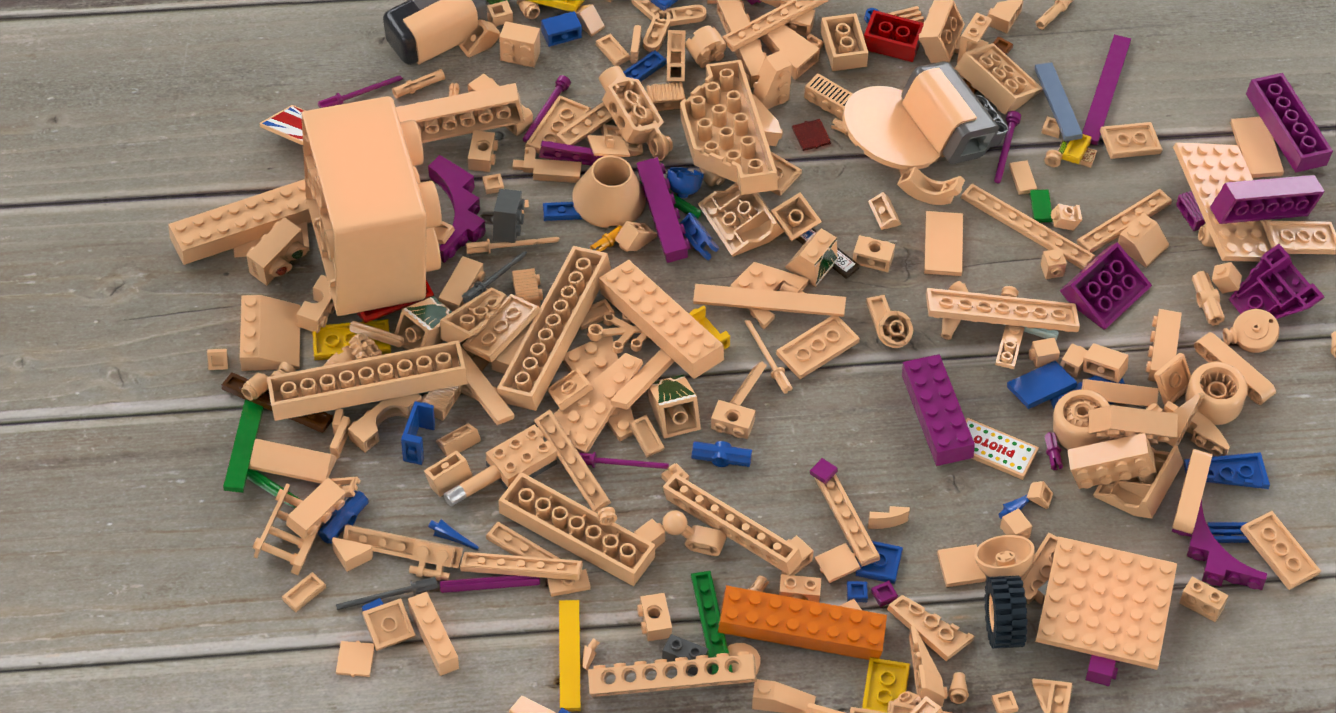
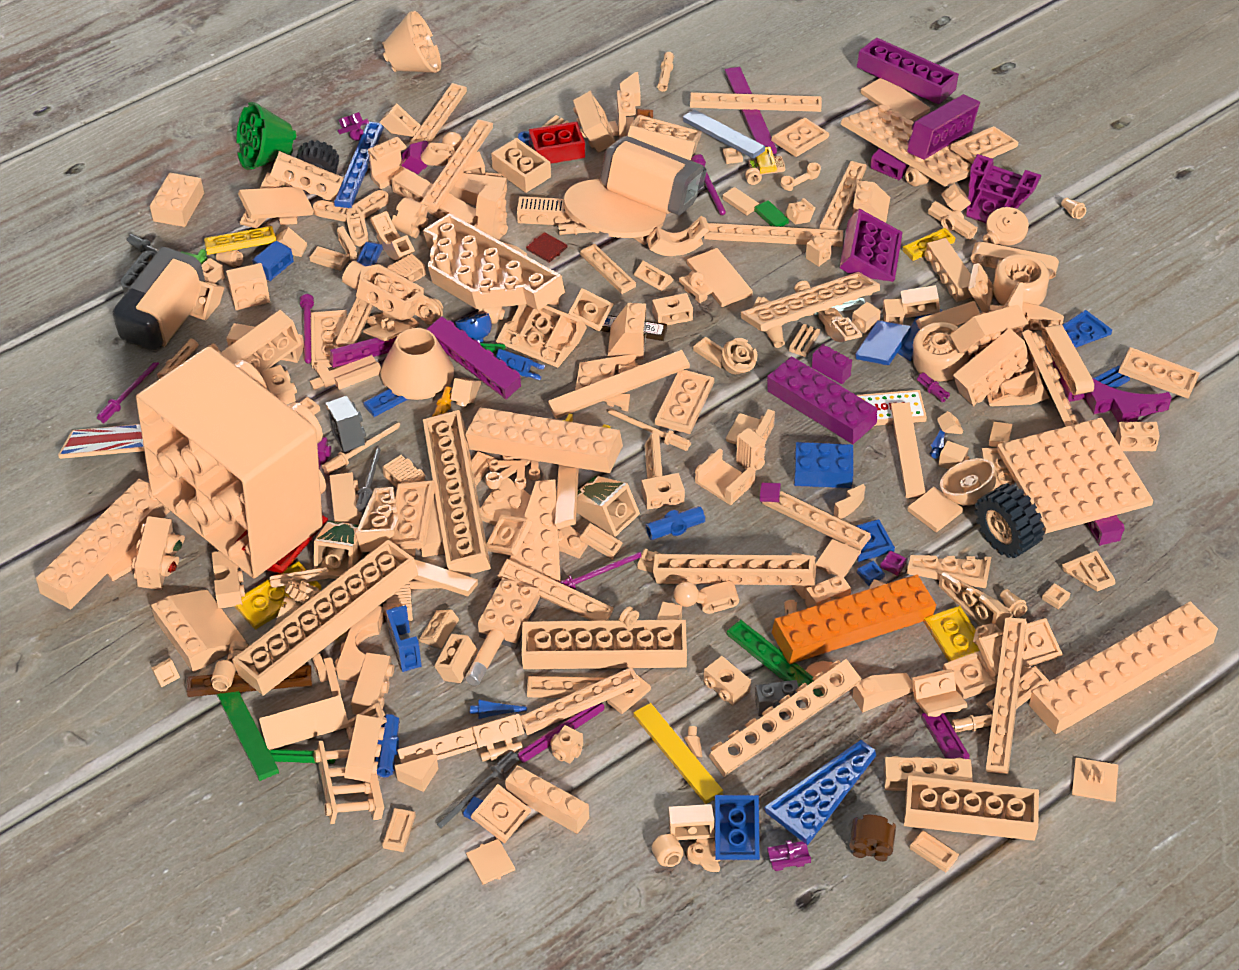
camera: 30 degrees left, 5 degrees down
(369, 457) = (372, 682): none -> light nougat brick
(482, 597) = (567, 744): none -> light nougat brick
(796, 435) = (723, 479): none -> light nougat panel
(834, 423) = (750, 450): none -> light nougat brick
(849, 183) = (608, 268): none -> light nougat tile
(854, 405) = (761, 426): none -> light nougat bracket
(891, 471) = (823, 465): none -> blue brick
(912, 241) = (695, 284): none -> light nougat hips
(970, 342) = (815, 333): none -> light nougat tile
(976, 380) = (832, 364): none -> magenta brick
(980, 497) = (907, 450): none -> light nougat tile
(1077, 528) = (1000, 433): none -> light nougat tile
(1114, 182) = (812, 172): none -> light nougat bar
(1115, 83) = (756, 102): none -> light nougat tile
(1150, 308) = (917, 248): none -> yellow tile
(1165, 490) = (1050, 376): none -> light nougat wing

